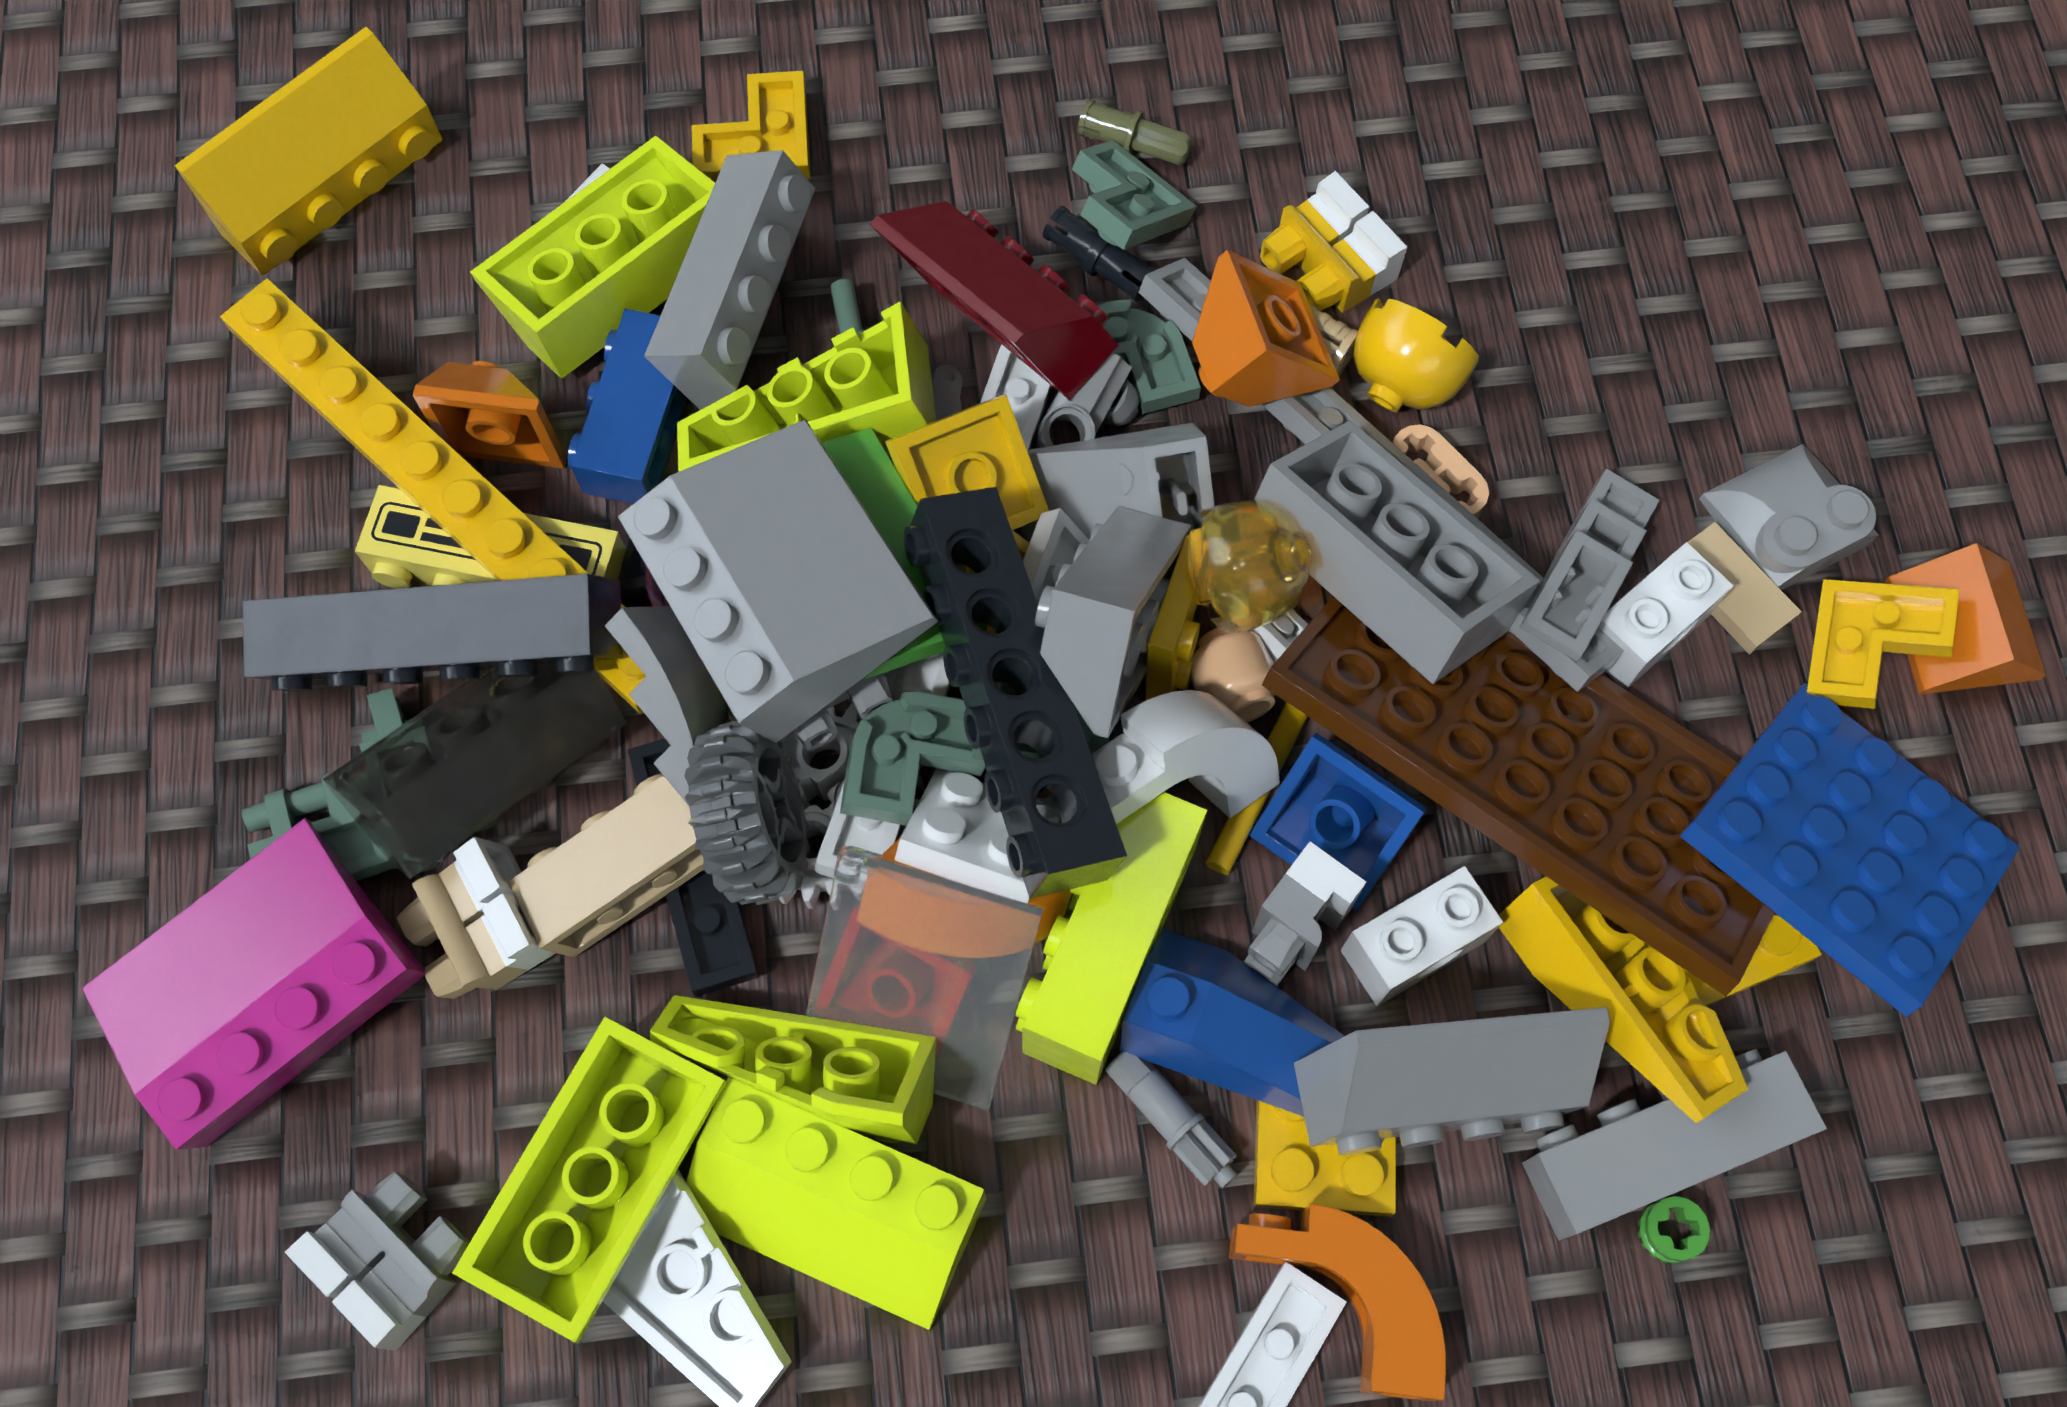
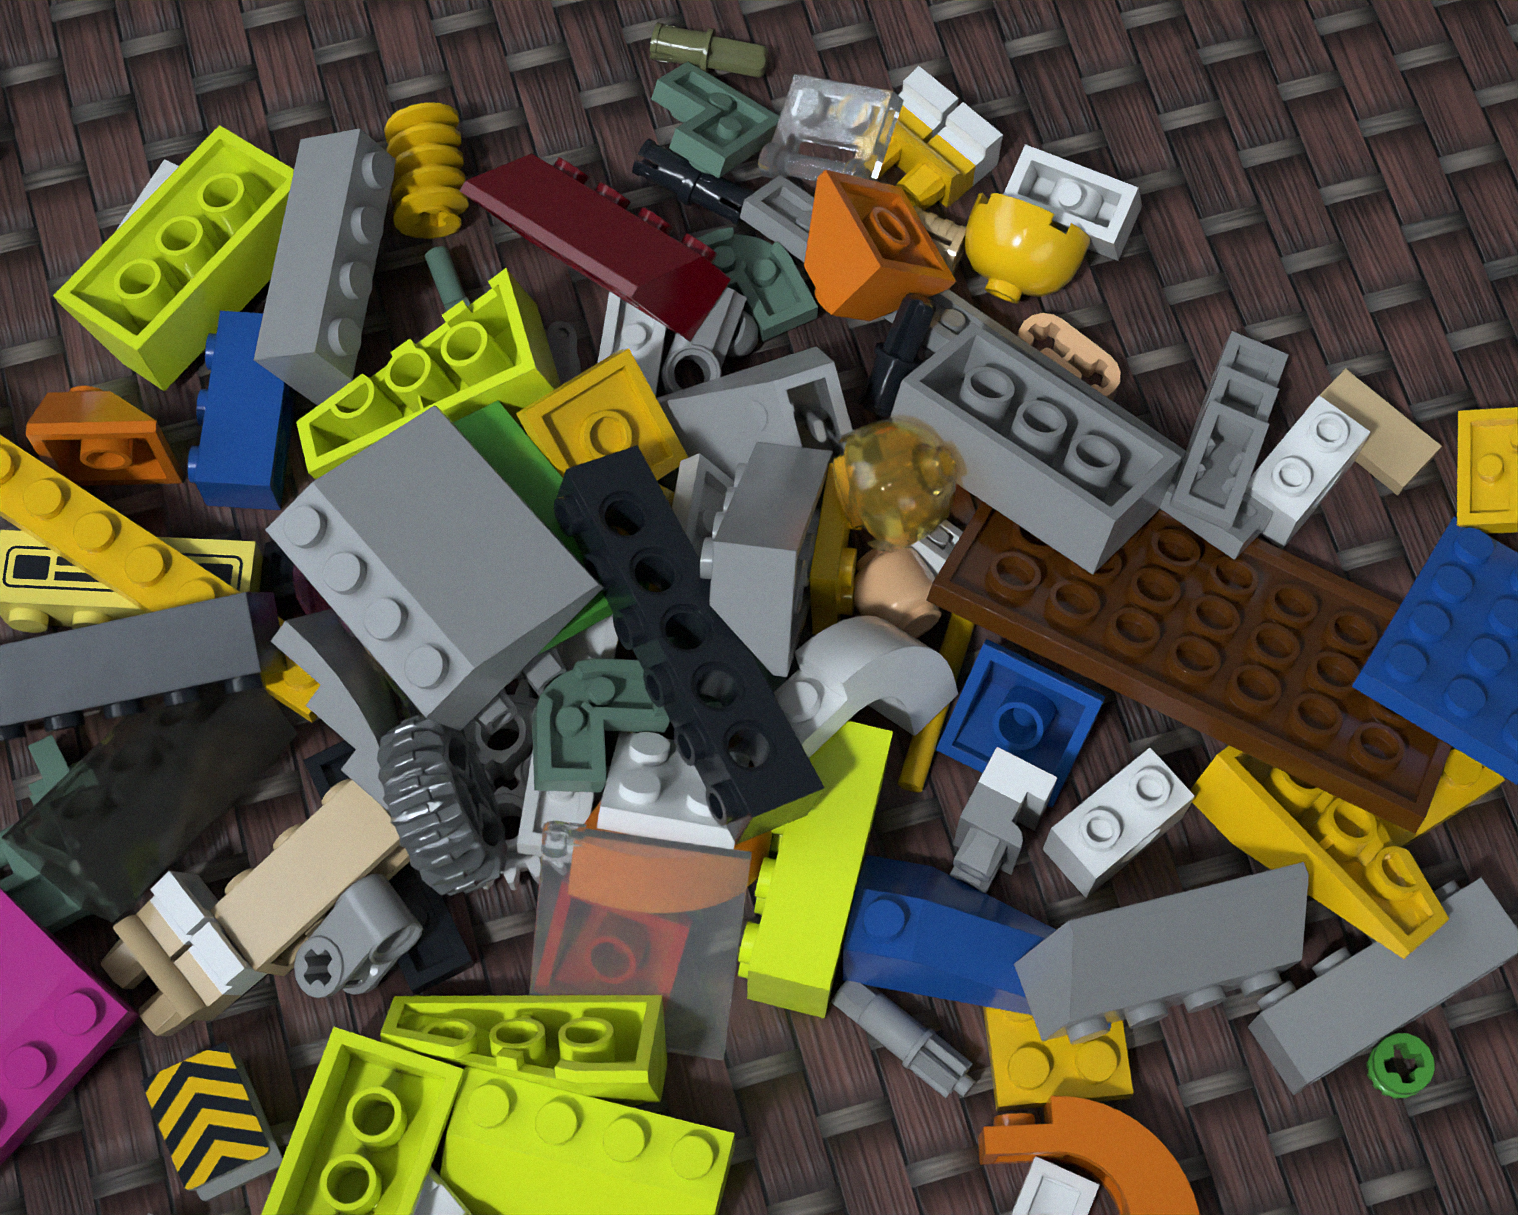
camera: 10 degrees left, 0 degrees up
(474, 1091) = (213, 1122): none -> piece
(645, 934) = (357, 940): none -> light grey piece
(775, 123) = (337, 100): yellow plate -> none
(844, 205) = (426, 170): none -> yellow piece
(1244, 208) = (836, 117): none -> clear plate
(1271, 440) = (898, 354): none -> black axle
(1483, 318) = (1078, 196): none -> white brick
(1792, 516) = (1420, 351): light grey slope -> none

